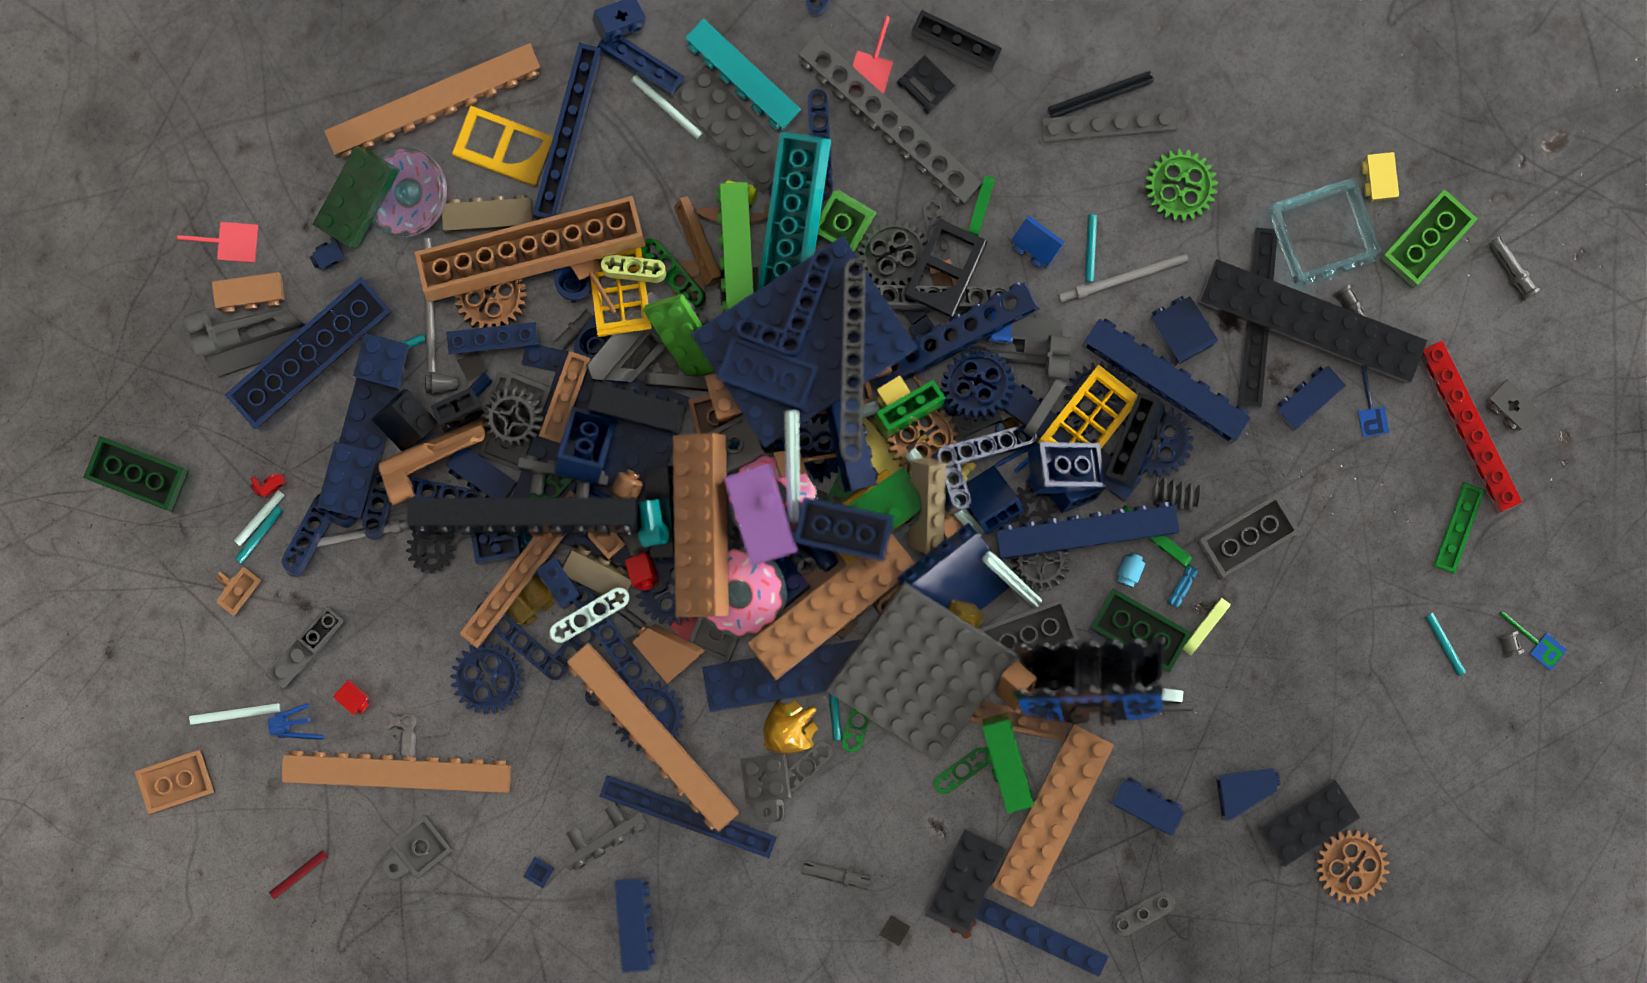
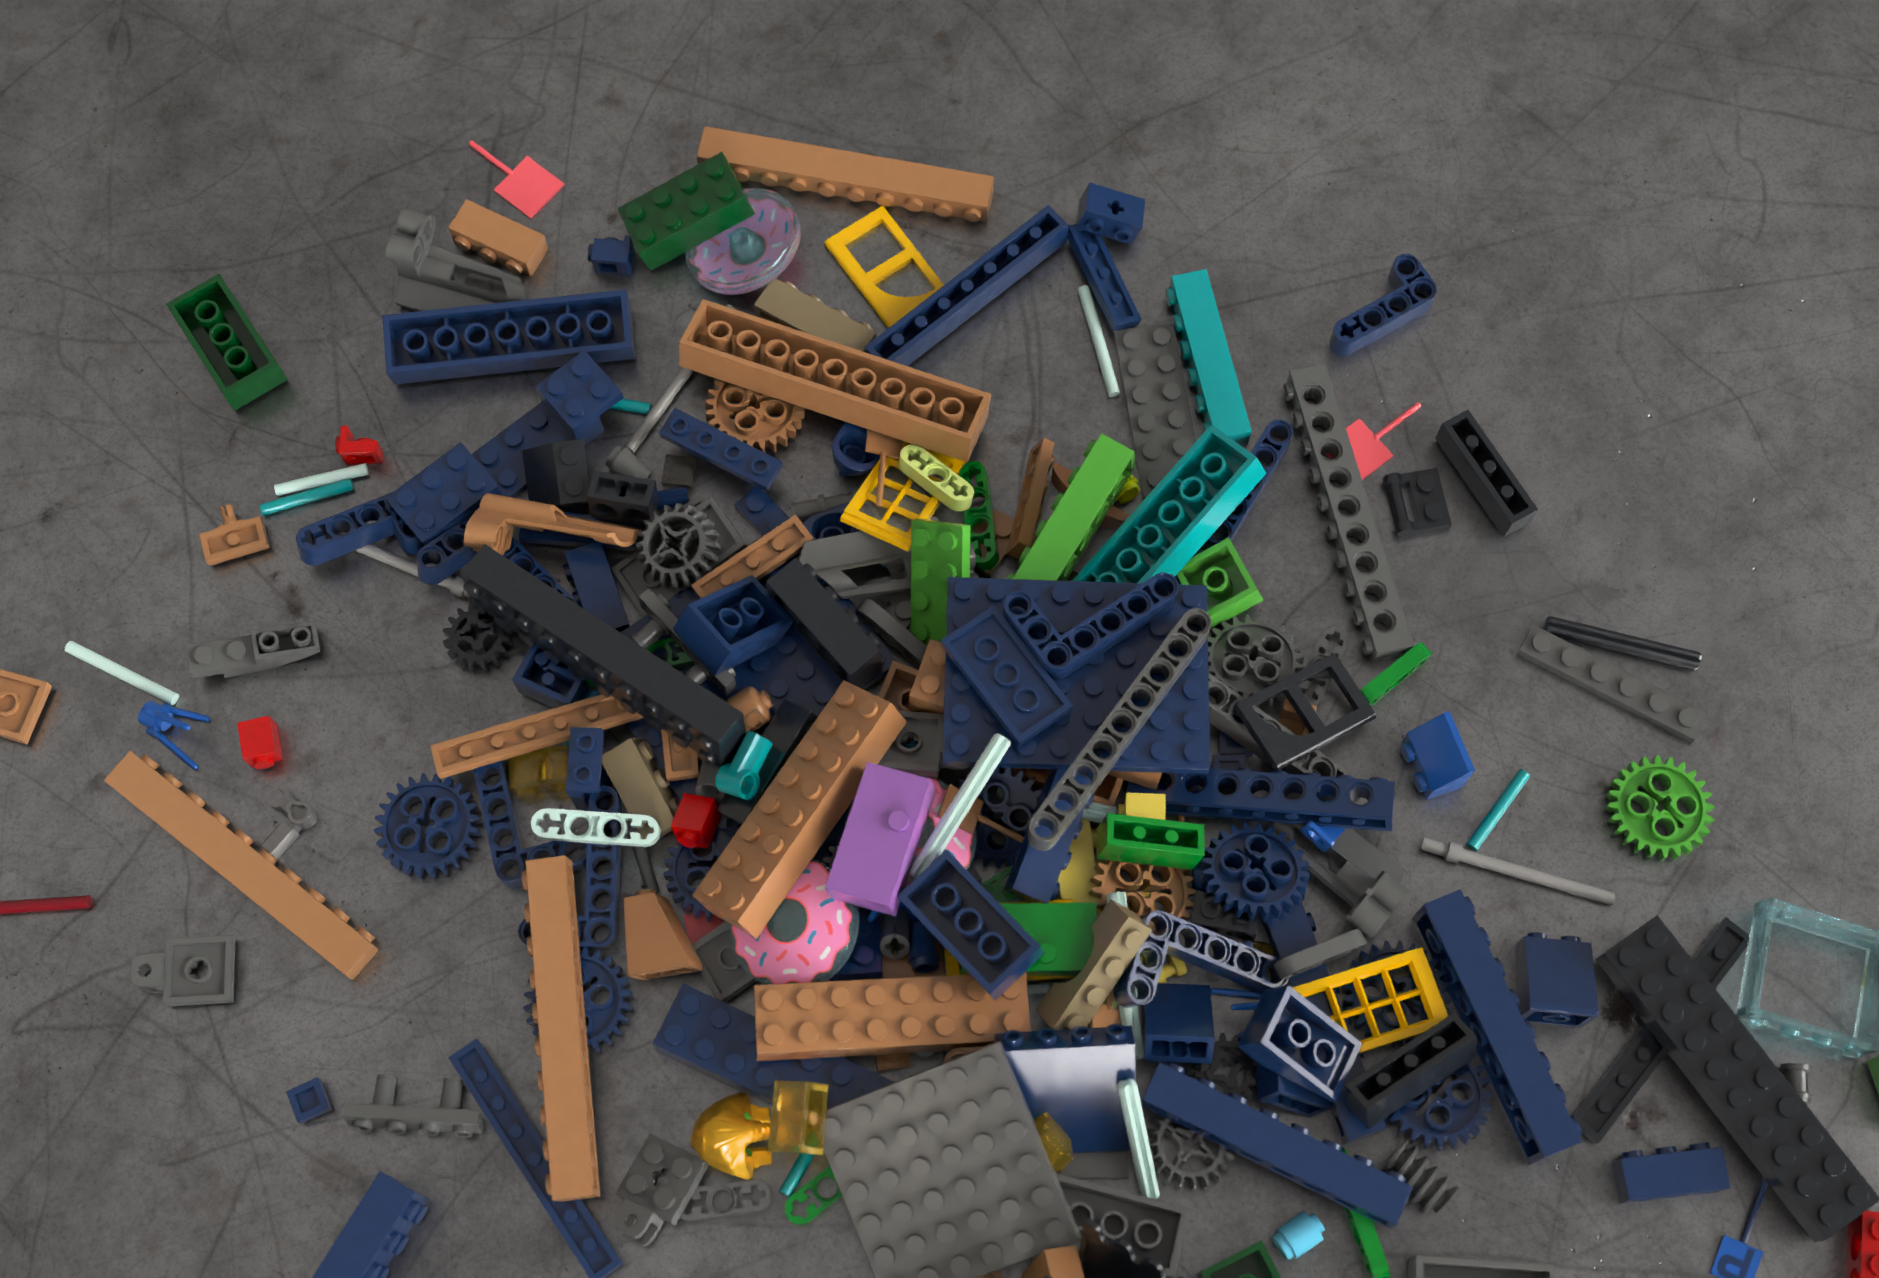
camera: 35 degrees right, 15 degrees down
(821, 696) = (798, 1117): none -> clear yellow brick

